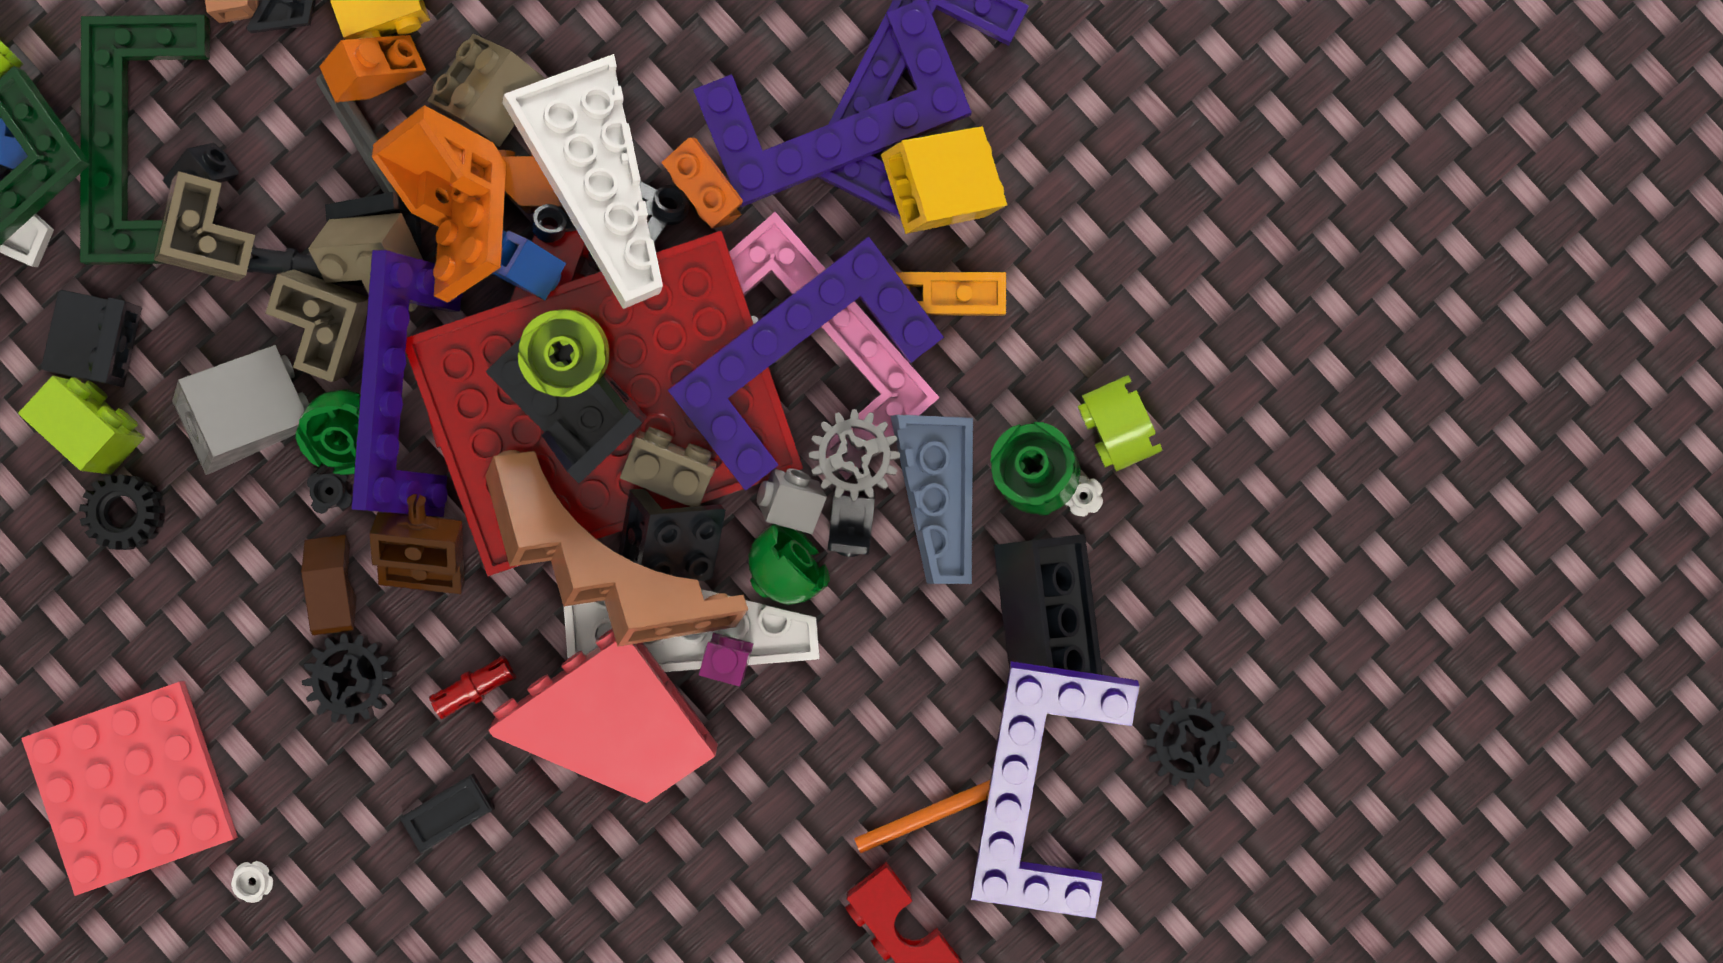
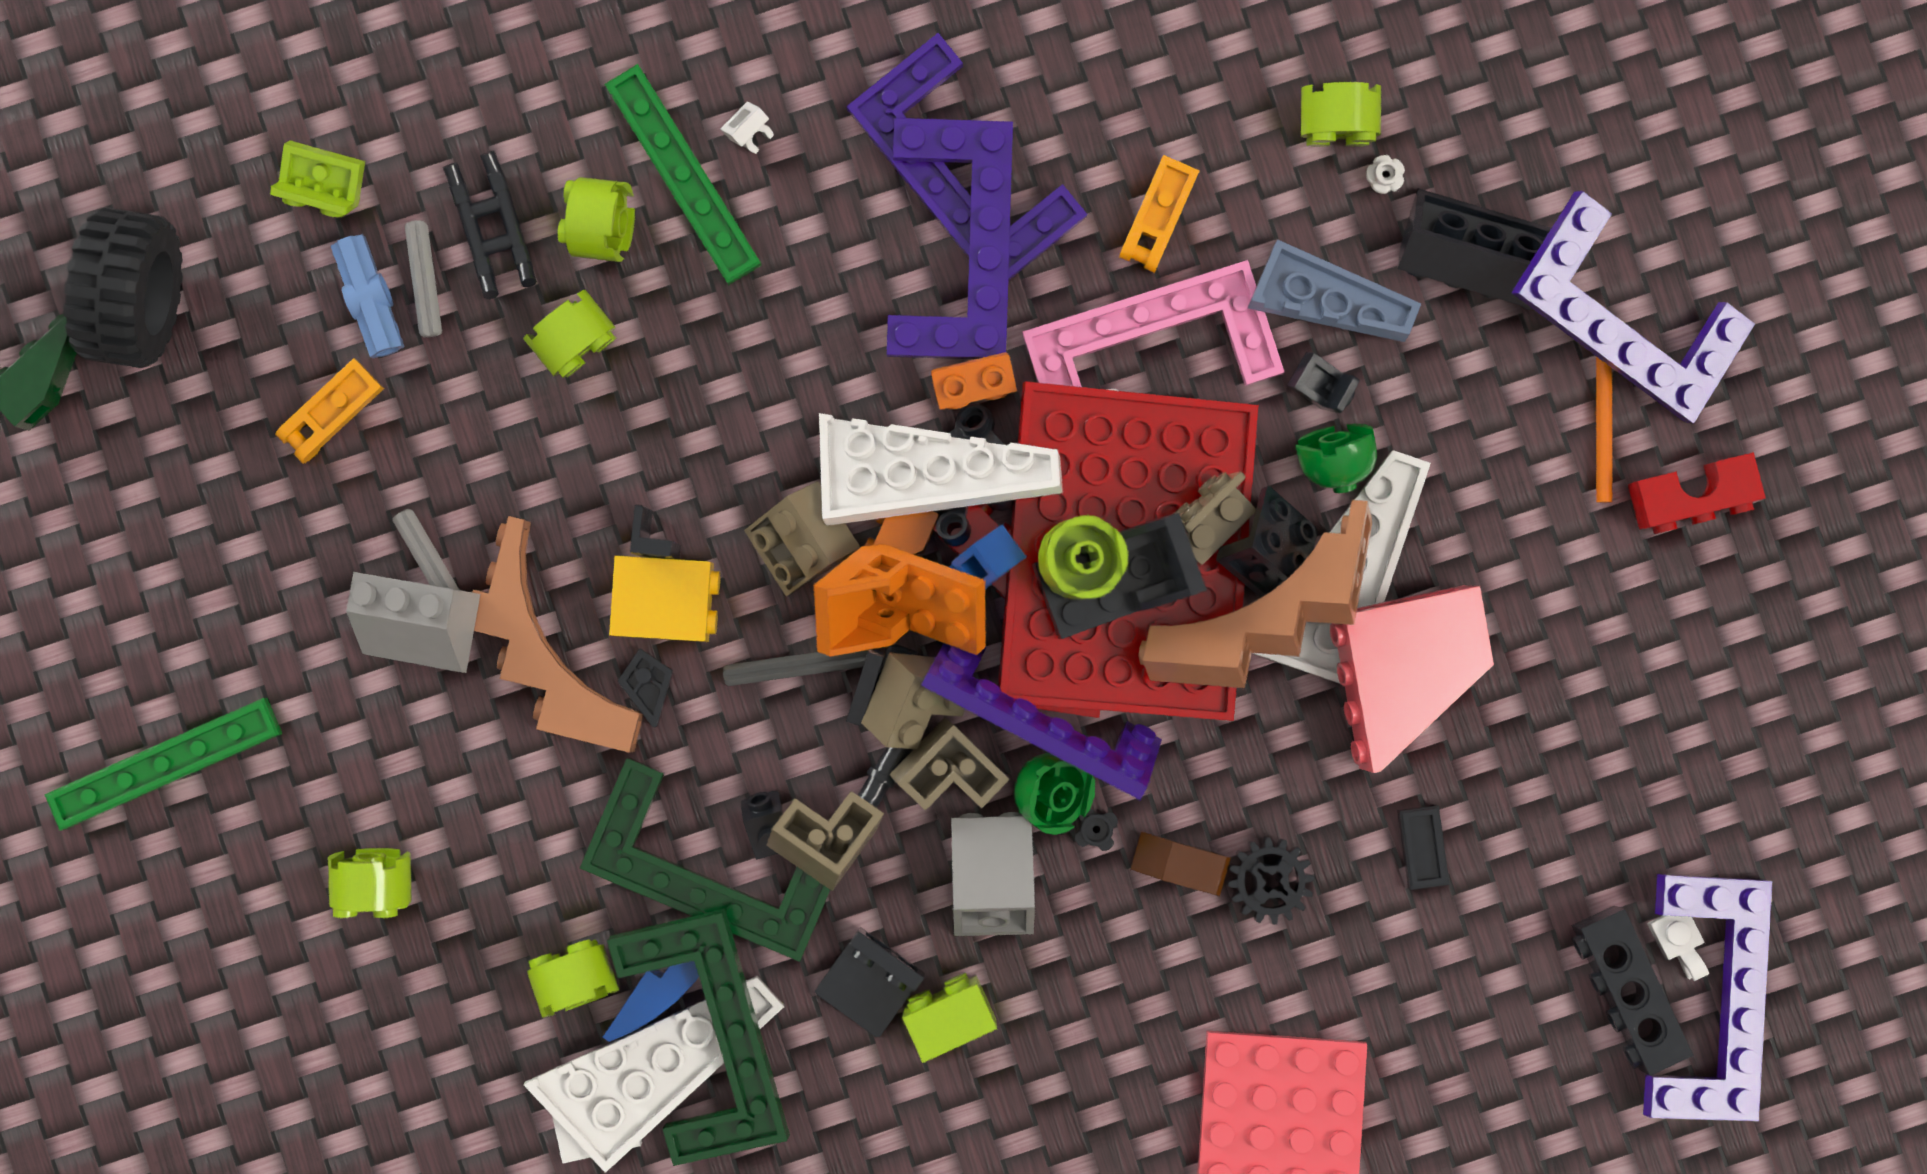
camera: 70 degrees left, 0 degrees up
(98, 505) = (1043, 1043): black tyre -> none
(242, 887) = (1418, 1050): white plate -> none
(370, 66) = (738, 630): orange slope -> none
(418, 550) = (1188, 768): reddish brown plate -> none
(472, 687) = (1323, 777): red pin -> none
(726, 659) = (1400, 540): magenta brick -> none
(791, 500) = (1283, 425): light grey brick -> none
(856, 274) = (1113, 284): dark purple plate -> none
(872, 448) = (1270, 336): light grey gear -> none
(943, 179) = (1062, 171): yellow brick -> none
(1035, 445) = (1325, 198): green brick -> none
(1207, 737) = (1656, 173): black gear -> none

